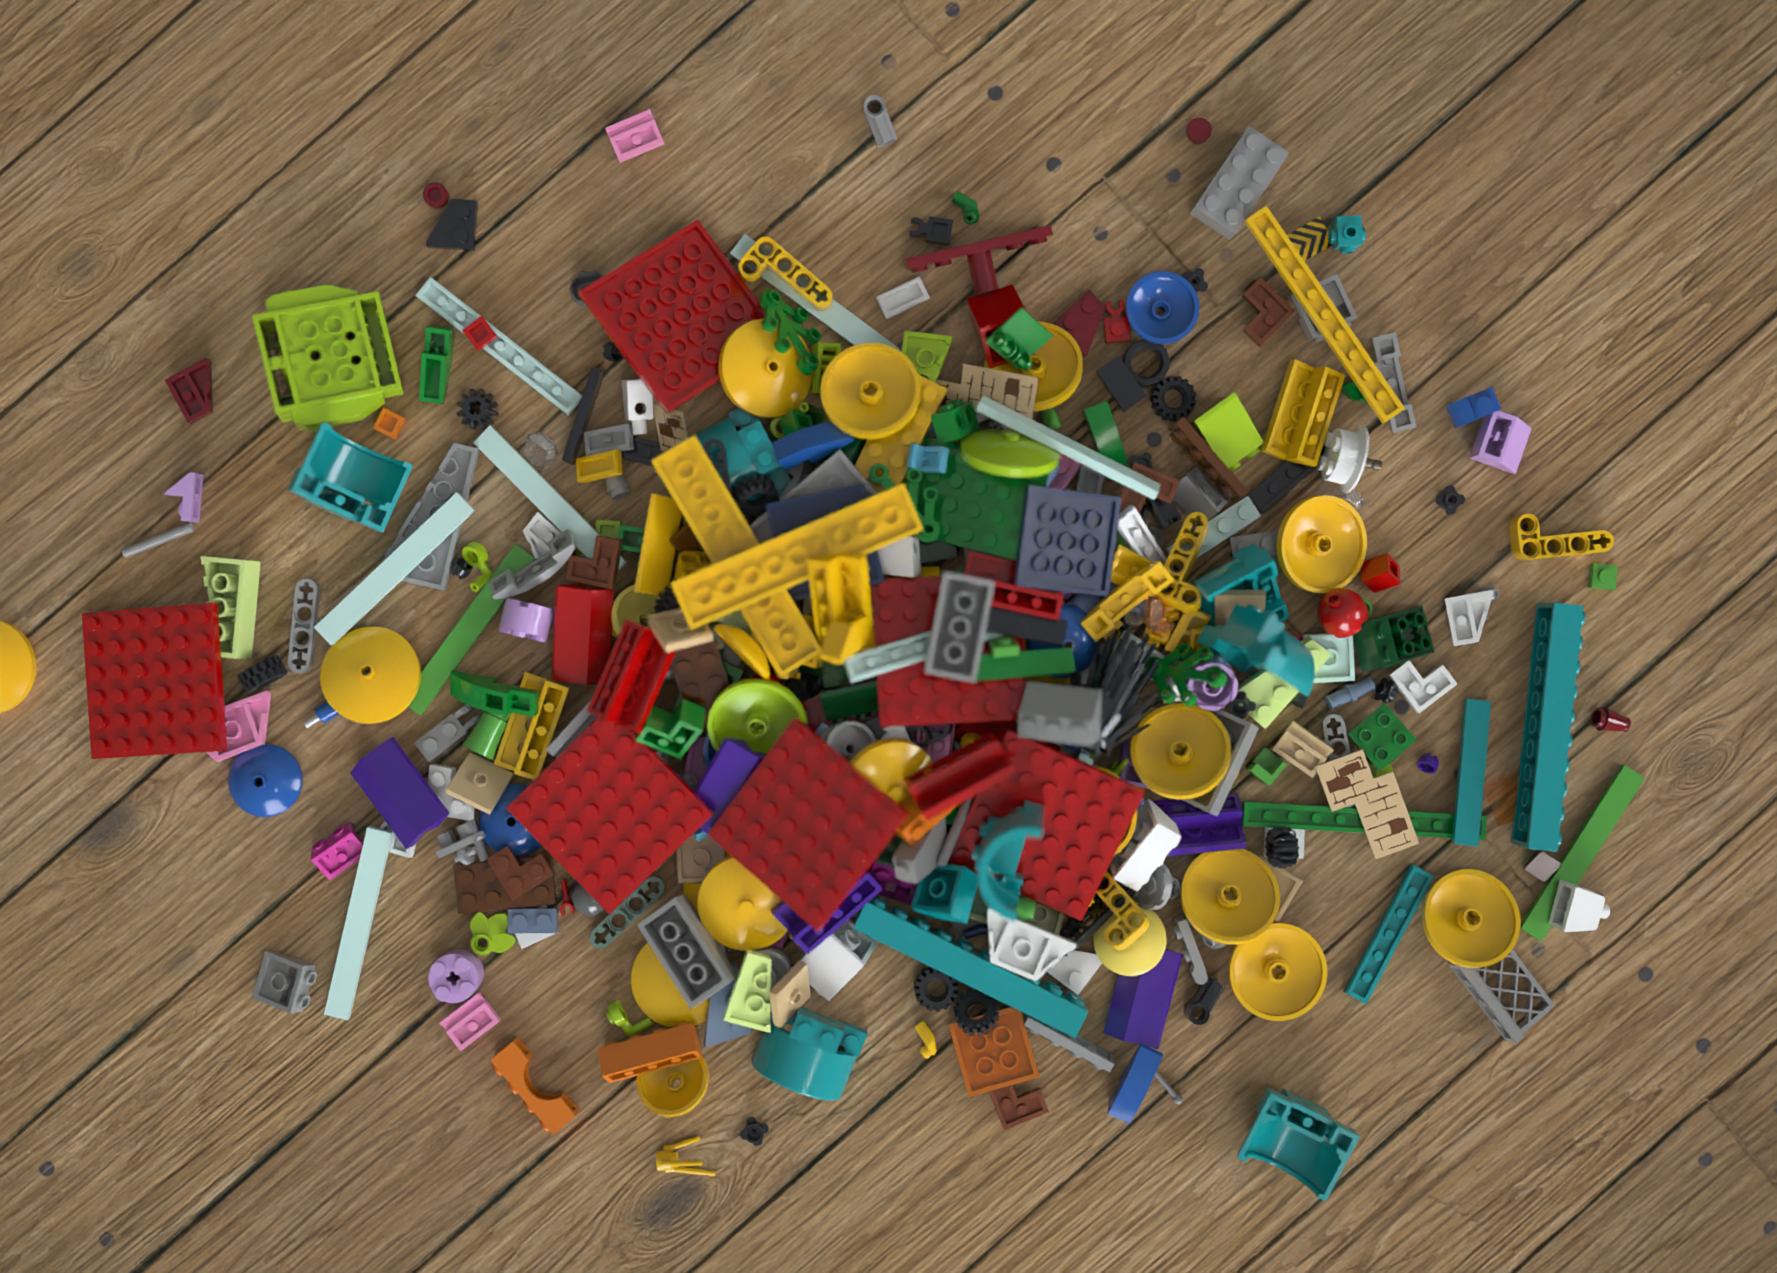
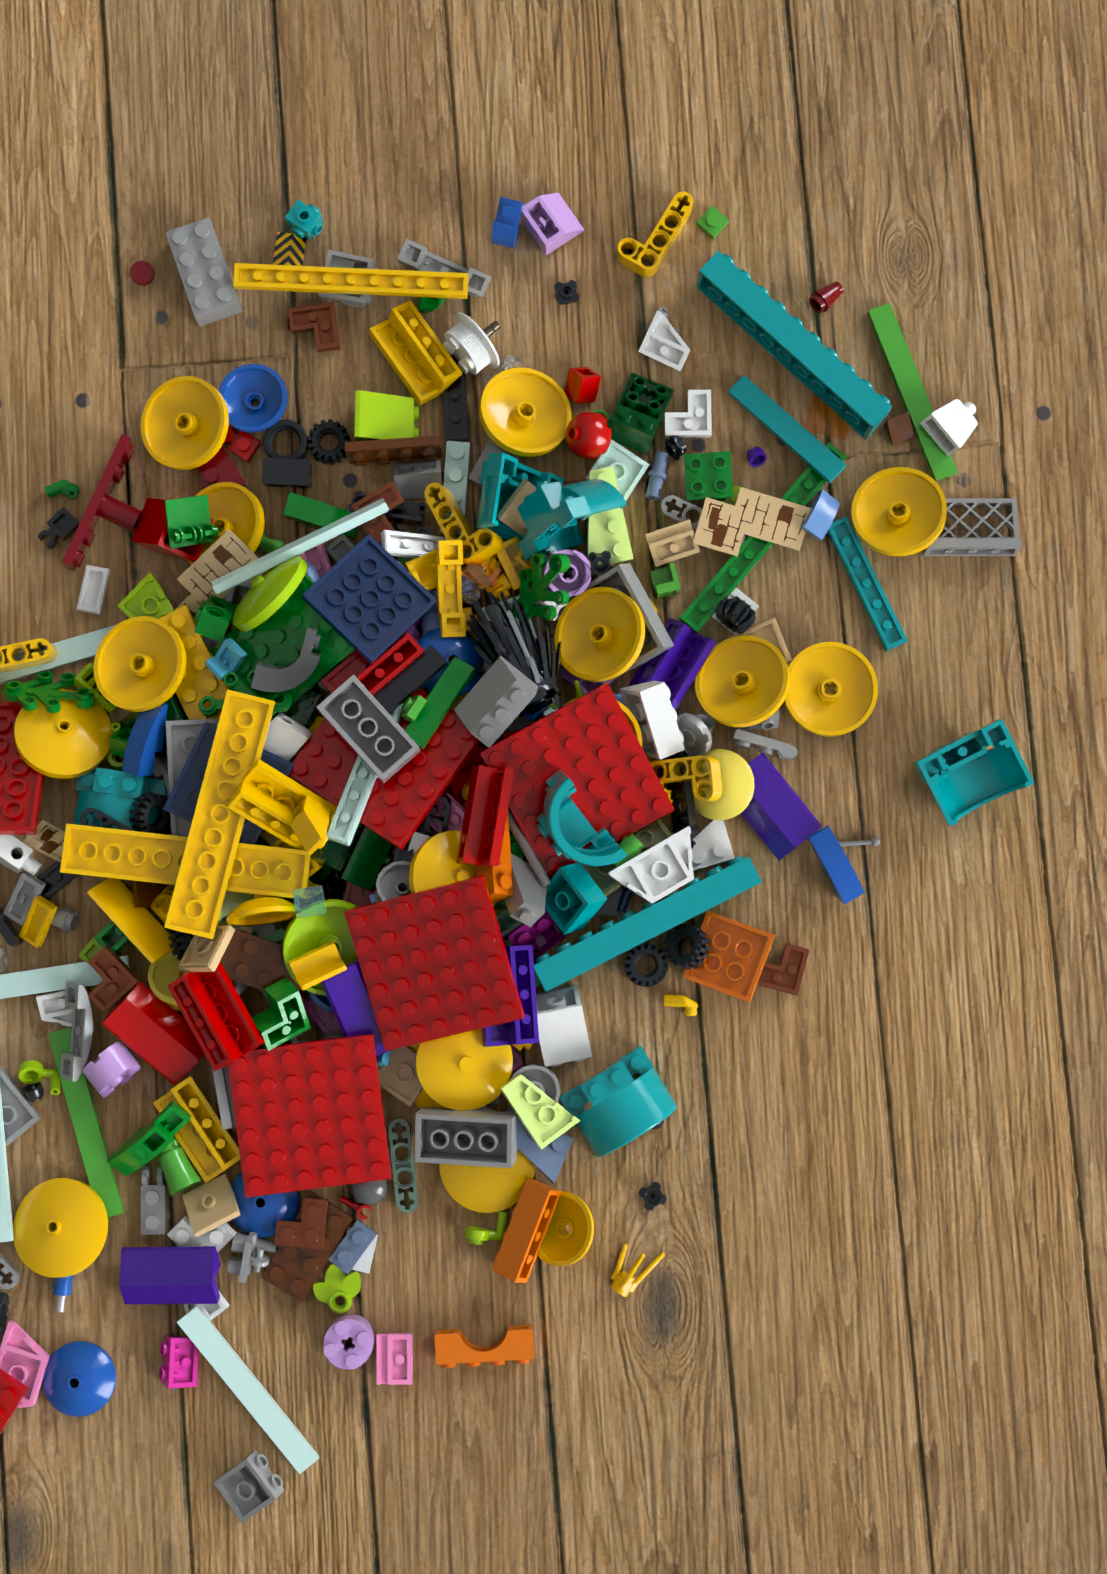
camera: 55 degrees left, 5 degrees down
(734, 728) = (317, 965): none -> yellow panel
(780, 684) = (309, 902): none -> clear light blue panel
(790, 994) = (561, 1081): tan plate -> none
(956, 526) = (282, 678): none -> dark grey arch
(1077, 1046) = (774, 888): light grey plate -> none
(1099, 267) = (184, 423): none -> yellow dish
(1197, 275) = (250, 354): black plate -> none
(1205, 997) = (811, 761): black piece -> none
(1299, 700) = (631, 516): black hinge -> none
(1419, 855) = (821, 516): none -> medium blue slope

